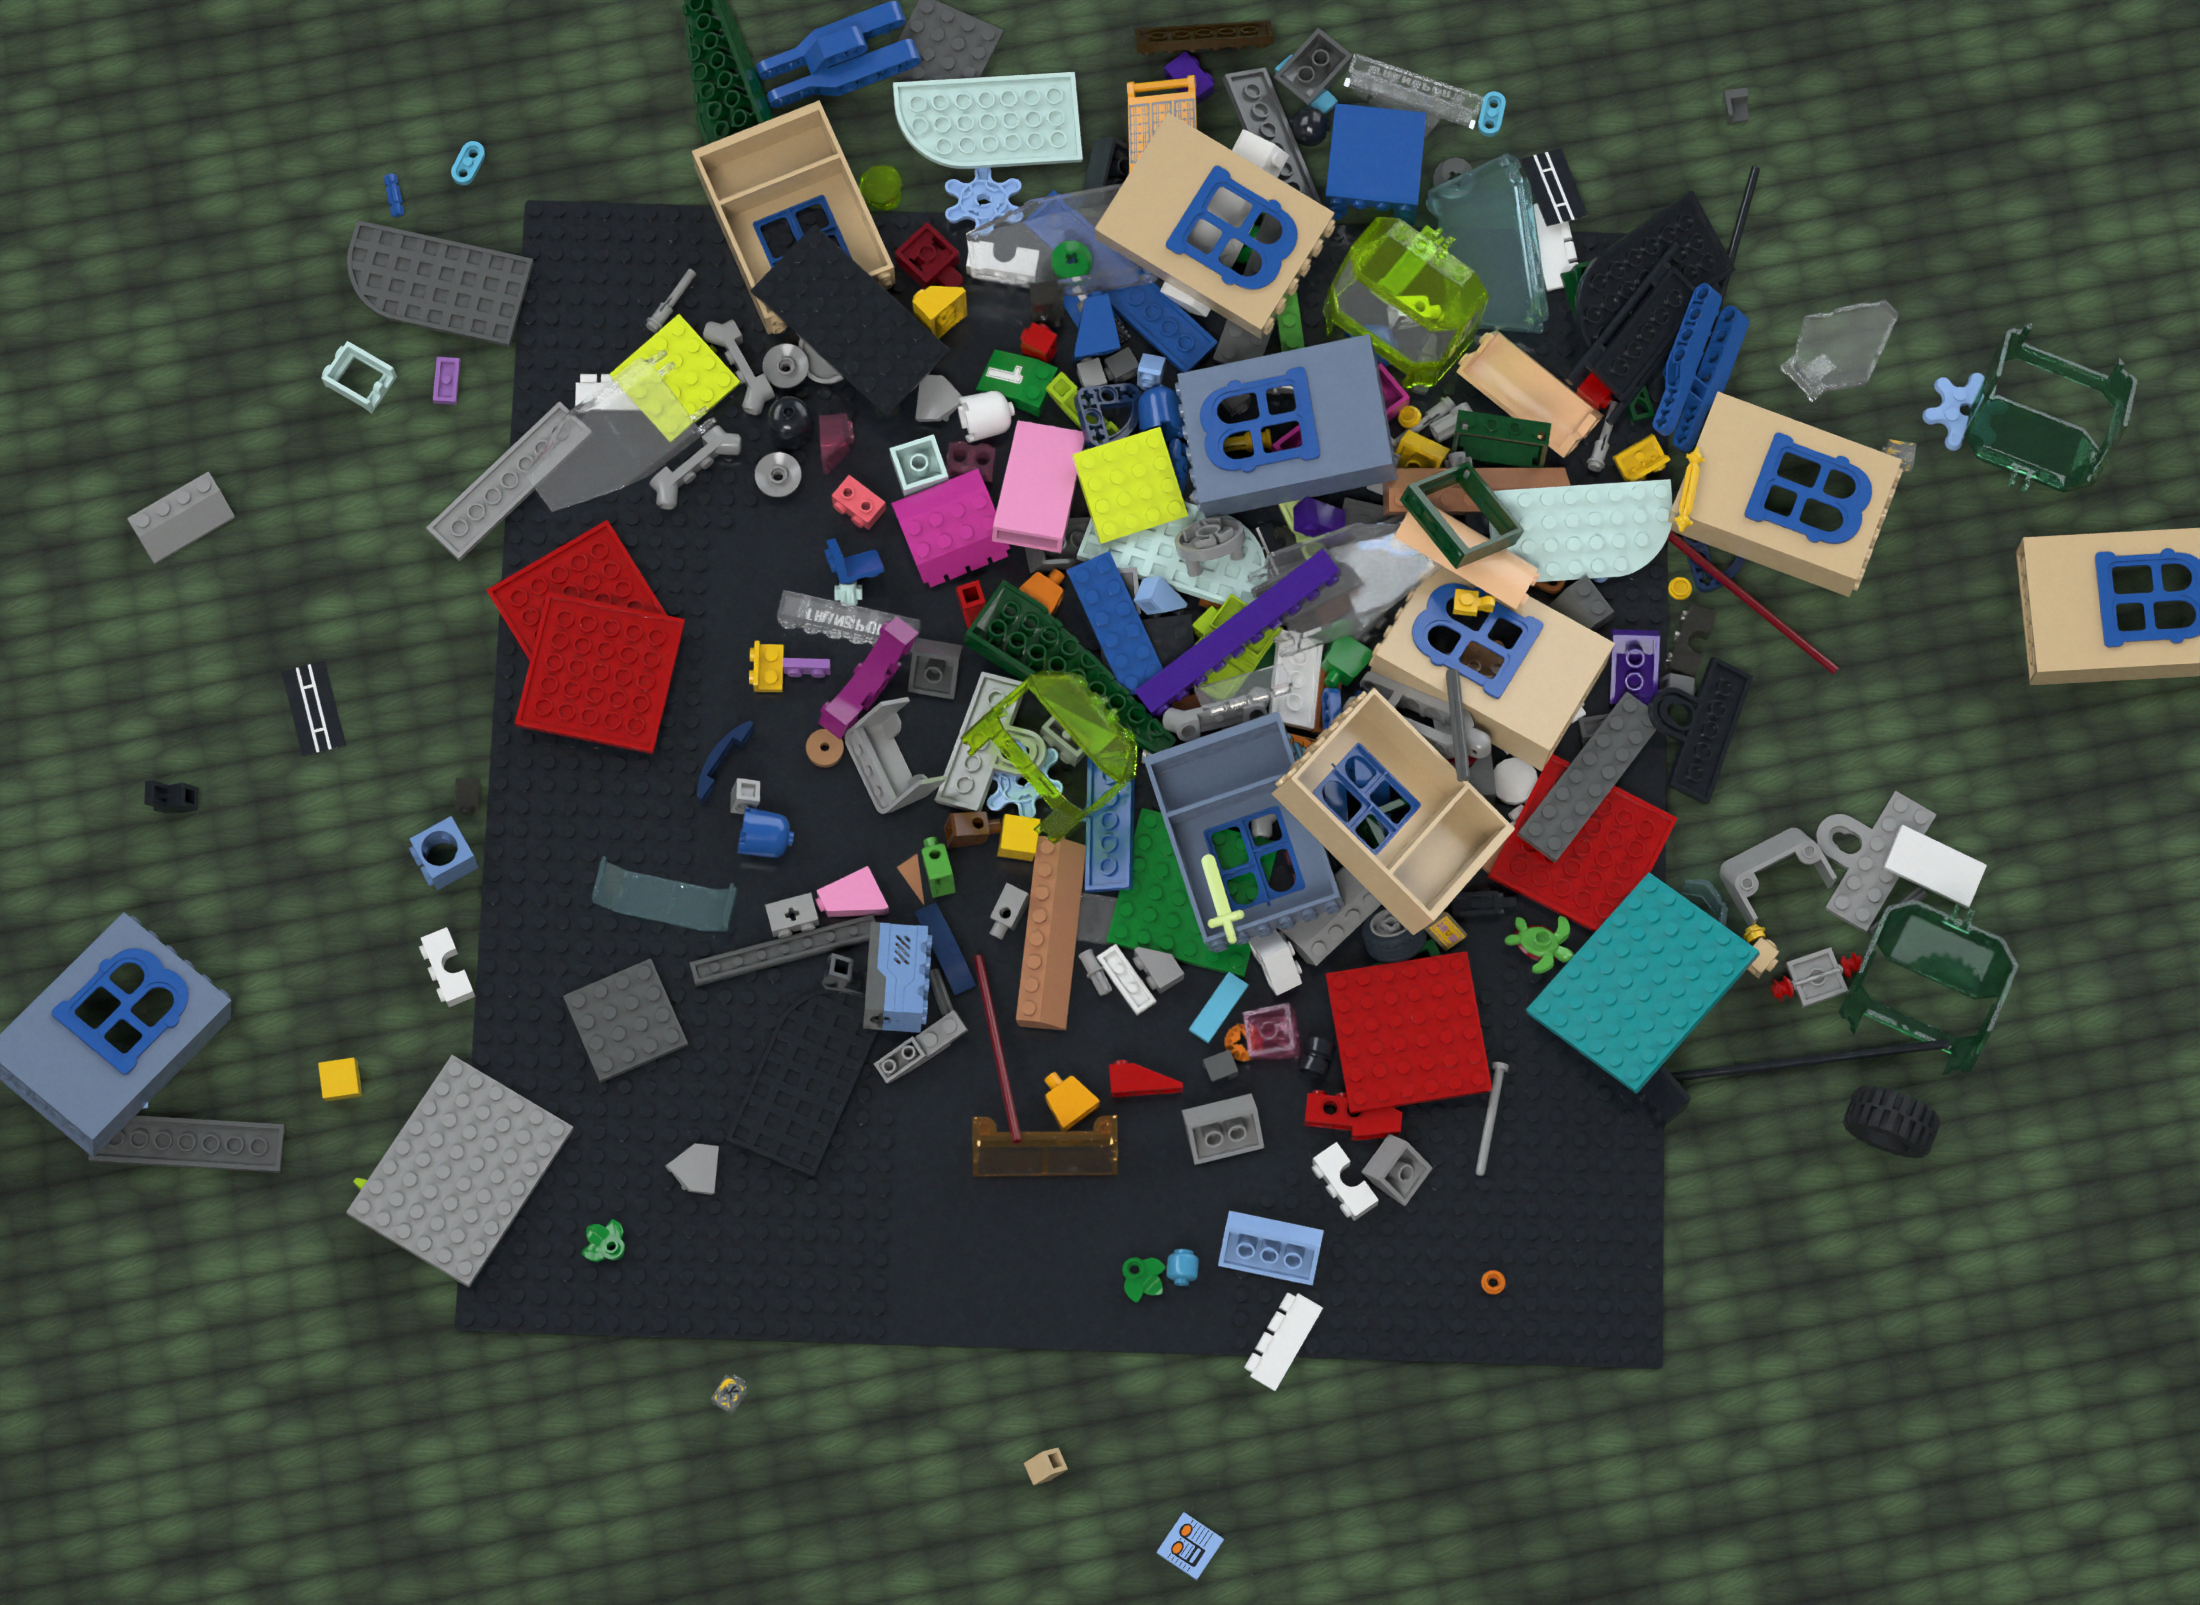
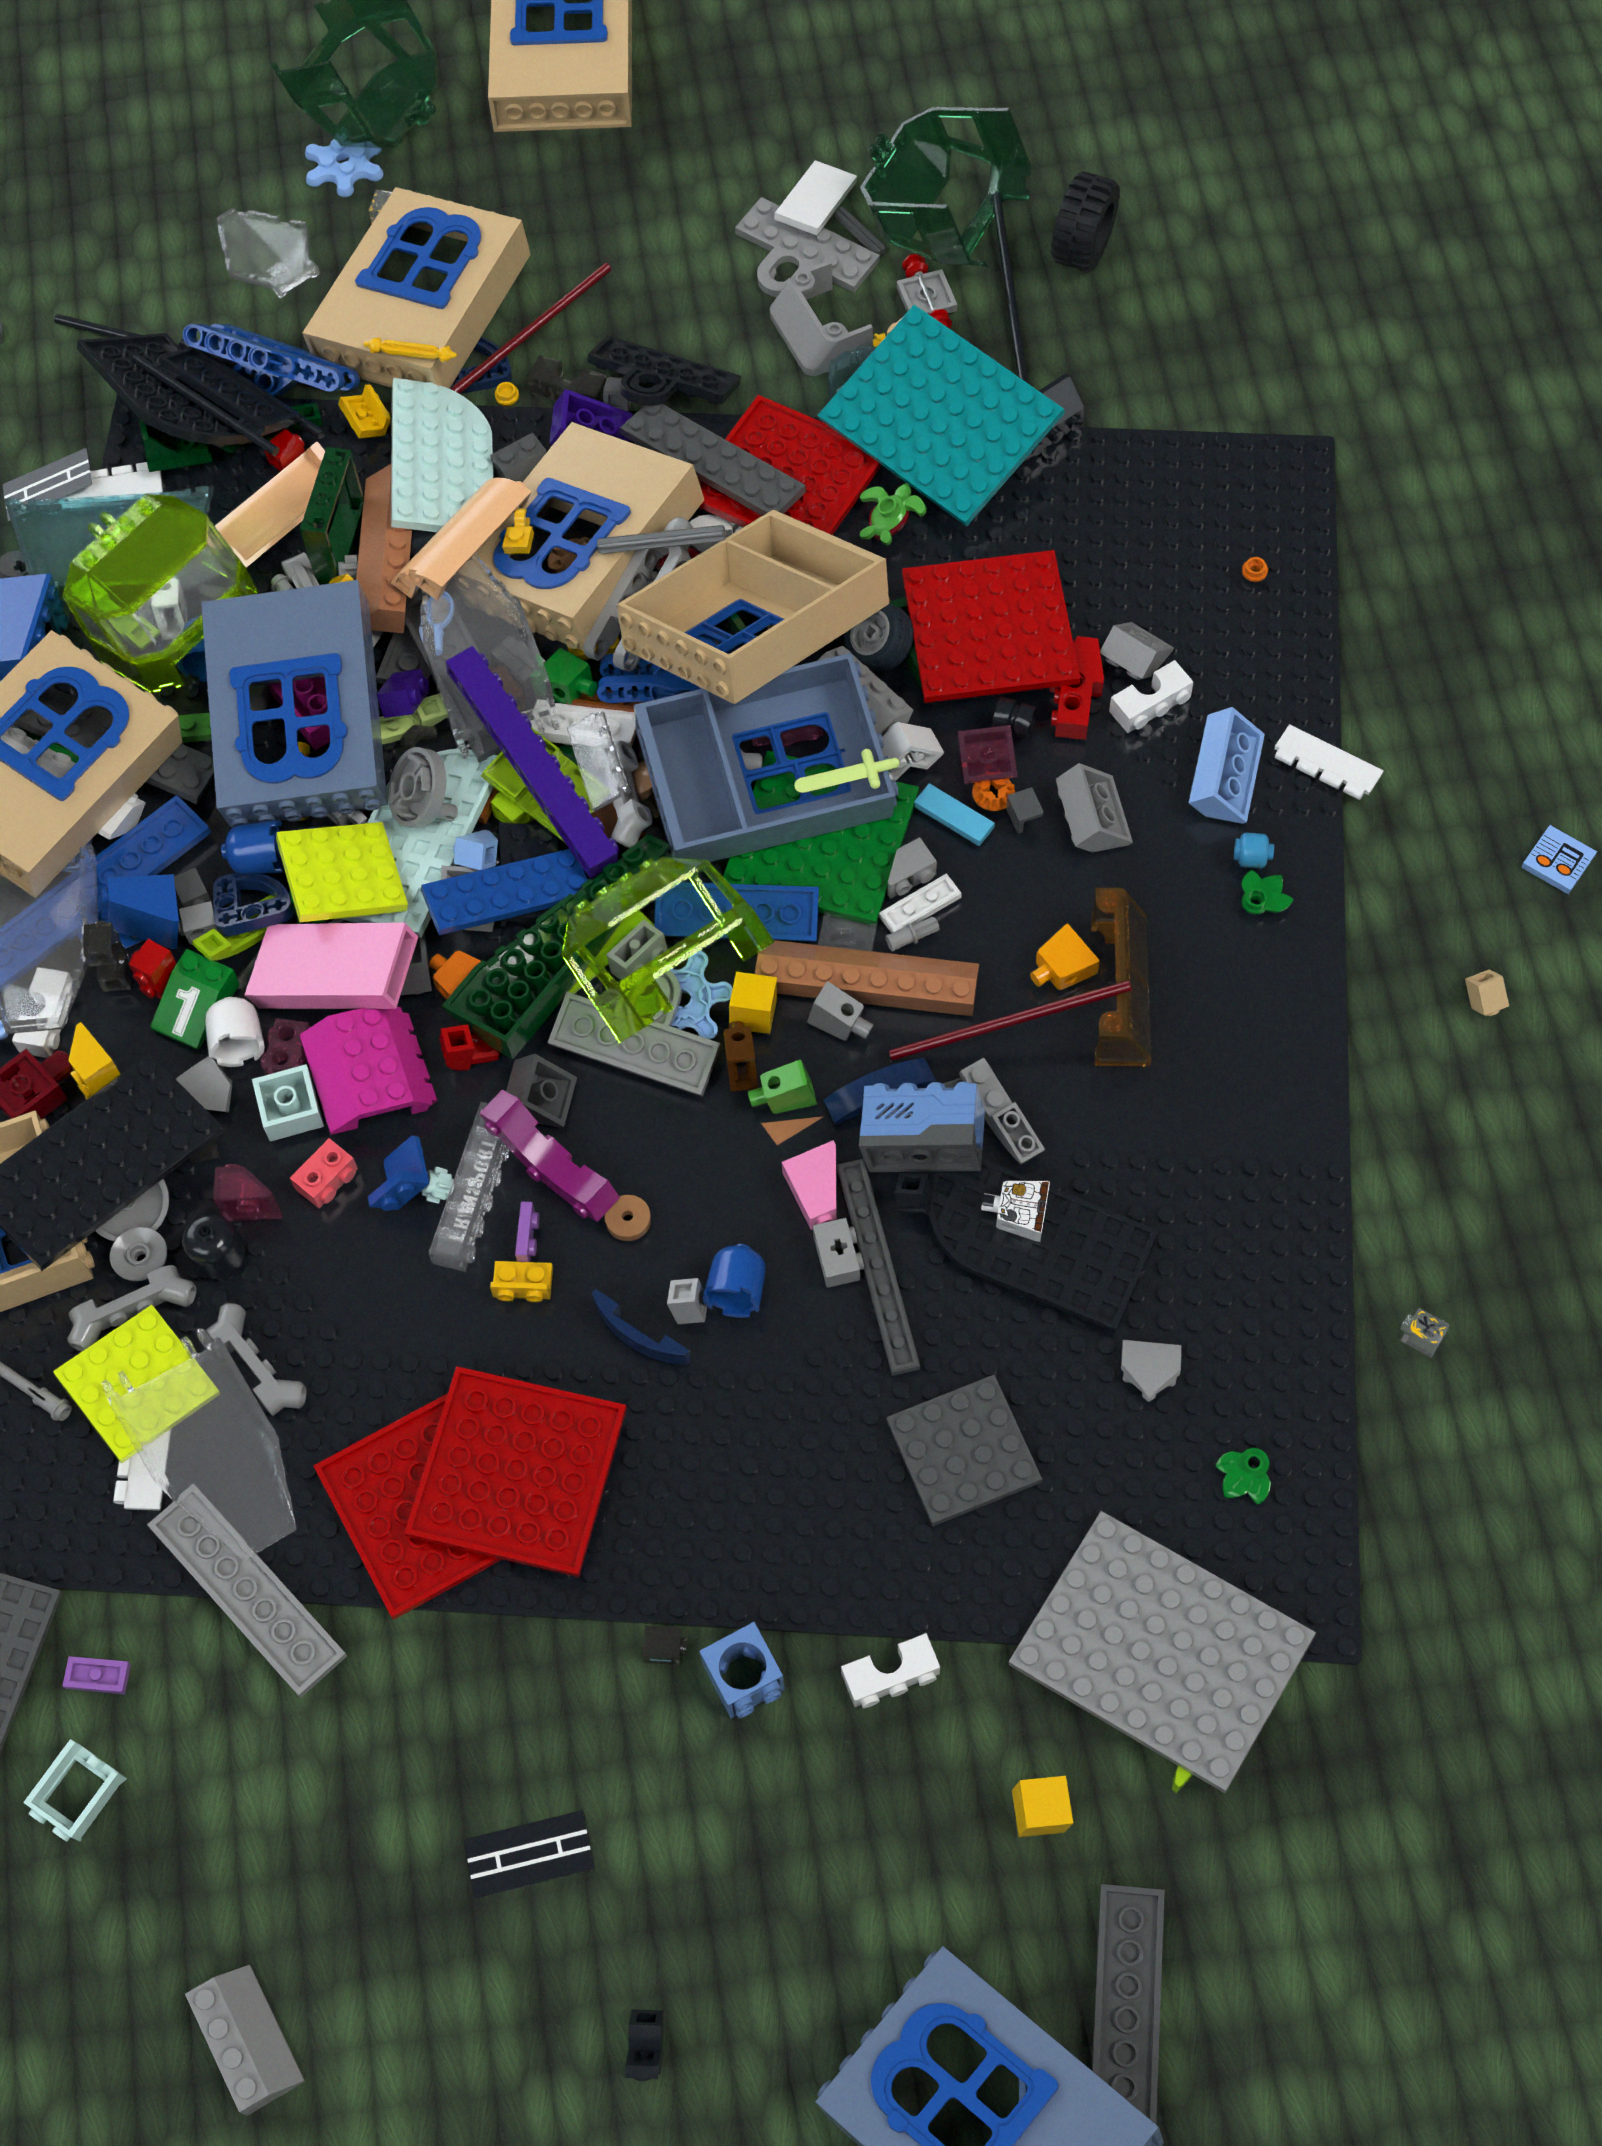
camera: 85 degrees left, 10 degrees down
(663, 899) = (813, 1392): clear light blue windscreen -> none
(776, 464) = (273, 1253): light grey dish -> none
(827, 1059) = (1019, 1207): none -> torso
(881, 761) = (657, 1152): light grey windscreen -> none
(1066, 252) = (57, 929): green piece -> none
(1134, 1080) = (1039, 893): red slope -> none
(1150, 371) = (205, 856): light blue slope -> none
(1442, 533) = (432, 542): dark green window -> none
(1499, 1071) = (1094, 571): light grey bar -> none
(1599, 452) = (360, 453): light grey pin -> none

